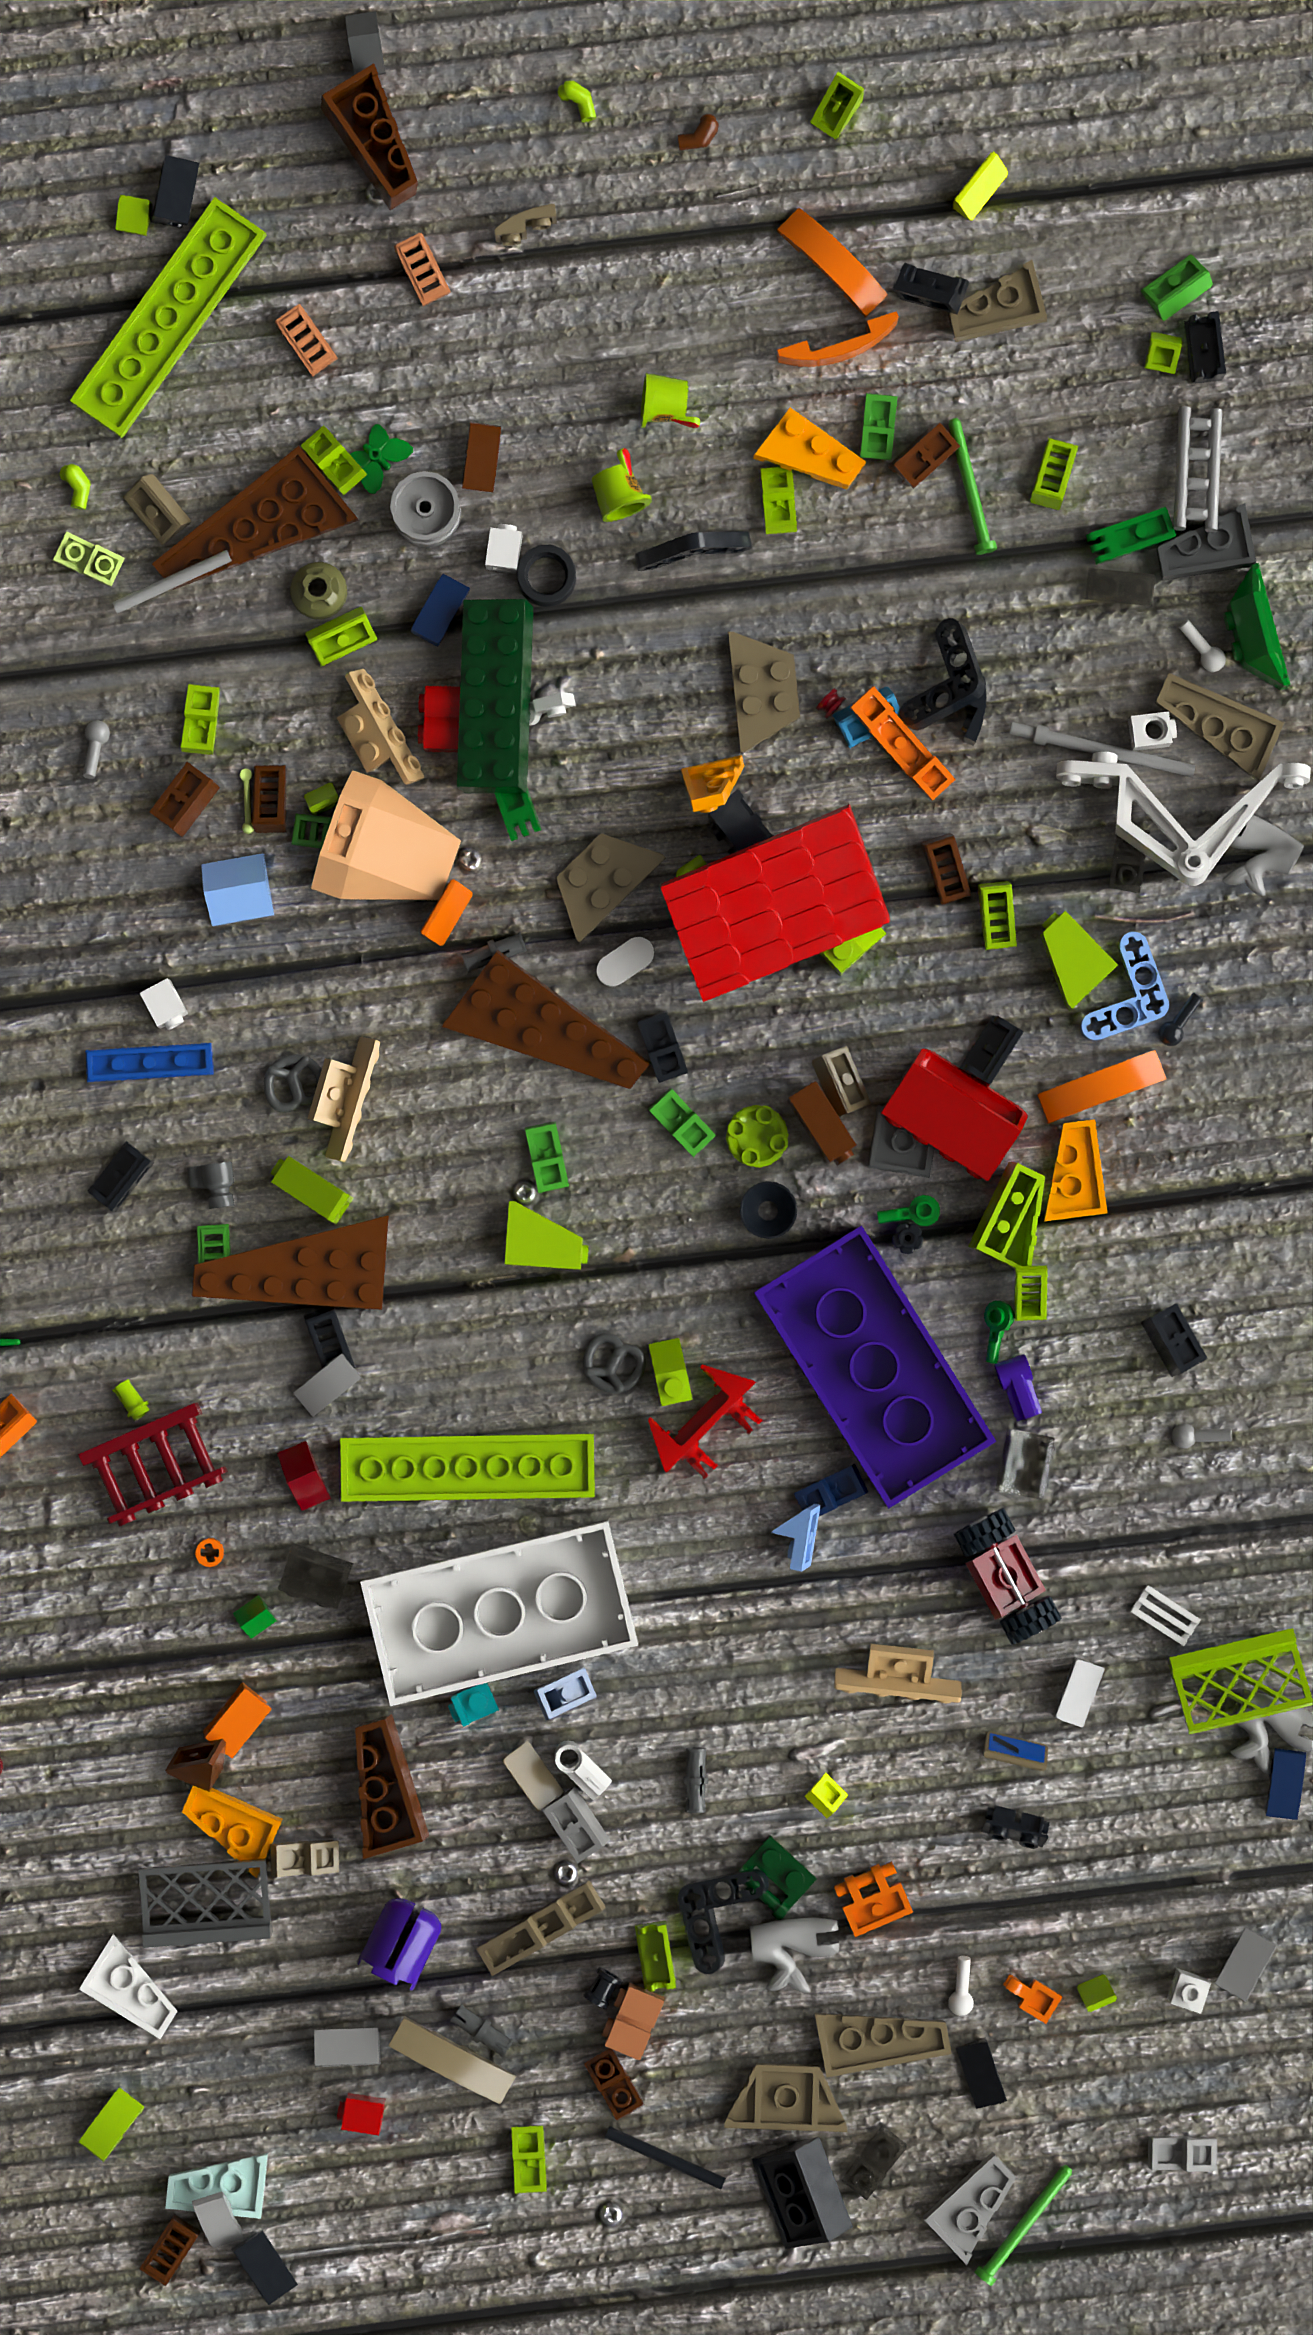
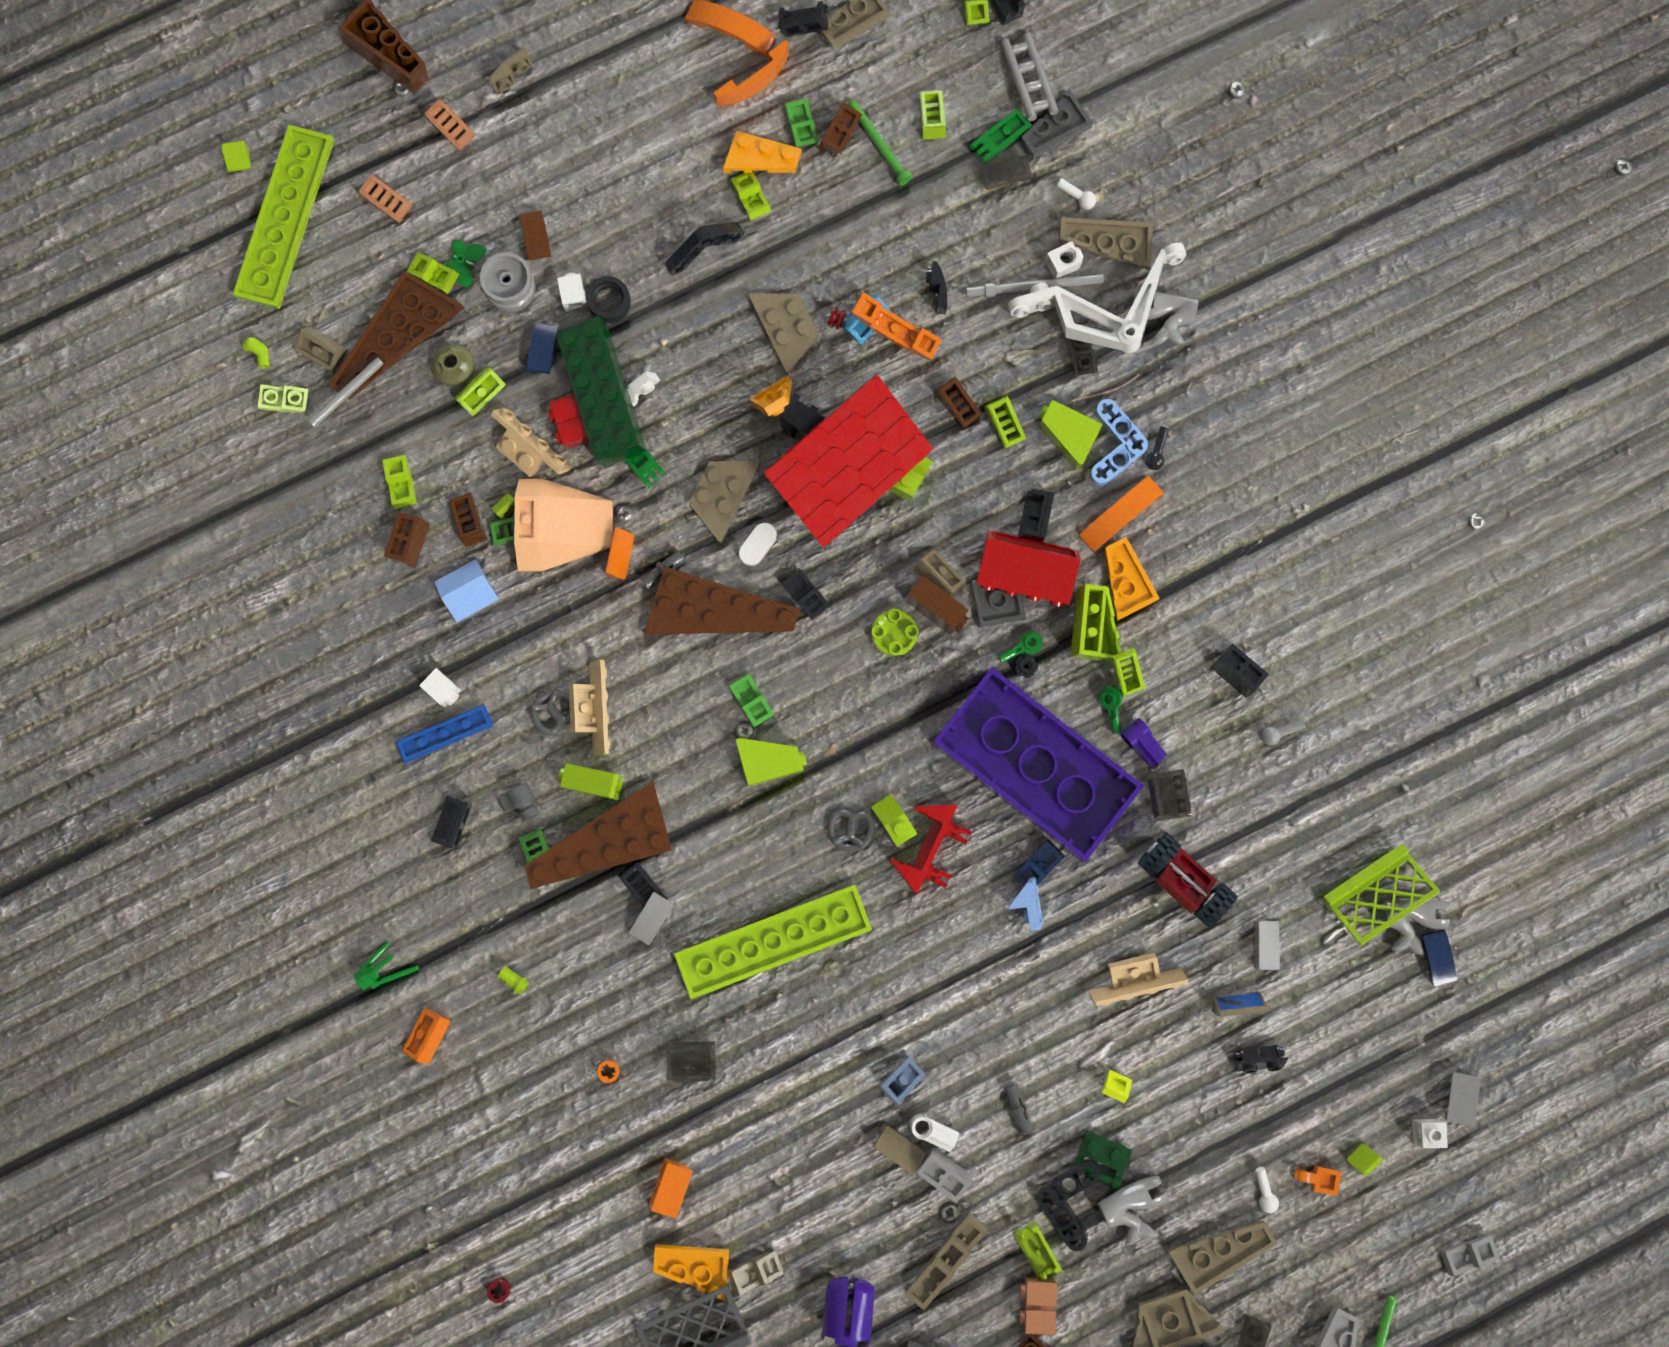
camera: 25 degrees left, 5 degrees down
(96, 734) = (329, 517): light grey bar -> none
(128, 1446) = (522, 1014): dark red fence -> none
(175, 192) = (260, 130): black hinge -> none
(198, 1763) = (653, 1231): reddish brown slope -> none
(246, 775) = (445, 509): yellowish green hinge -> none
(254, 1617) = (657, 1106): green slope -> none
(303, 1475) = (657, 990): dark red slope -> none
(386, 1790) = (798, 1201): reddish brown wedge -> none
(473, 1704) = (838, 1112): teal bracket -> none
(499, 1613) = (833, 1039): white tile -> none
(603, 1988) = (1007, 1289): black bush -> none
(619, 491) = (638, 224): lime hat -> none
(665, 401) = (649, 154): lime hat -> none
(681, 1122) = (837, 641): bright green slope -> none
(780, 1197) = (921, 668): black piece -> none
(877, 1908) = (1183, 1155): orange plate -> none
(954, 685) = (918, 274): black beam -> none
(981, 2073) = (1304, 1250): black slope -> none
(1188, 1630) = (1327, 871): white tile -> none
(1255, 631) = (1109, 170): green wedge -> none

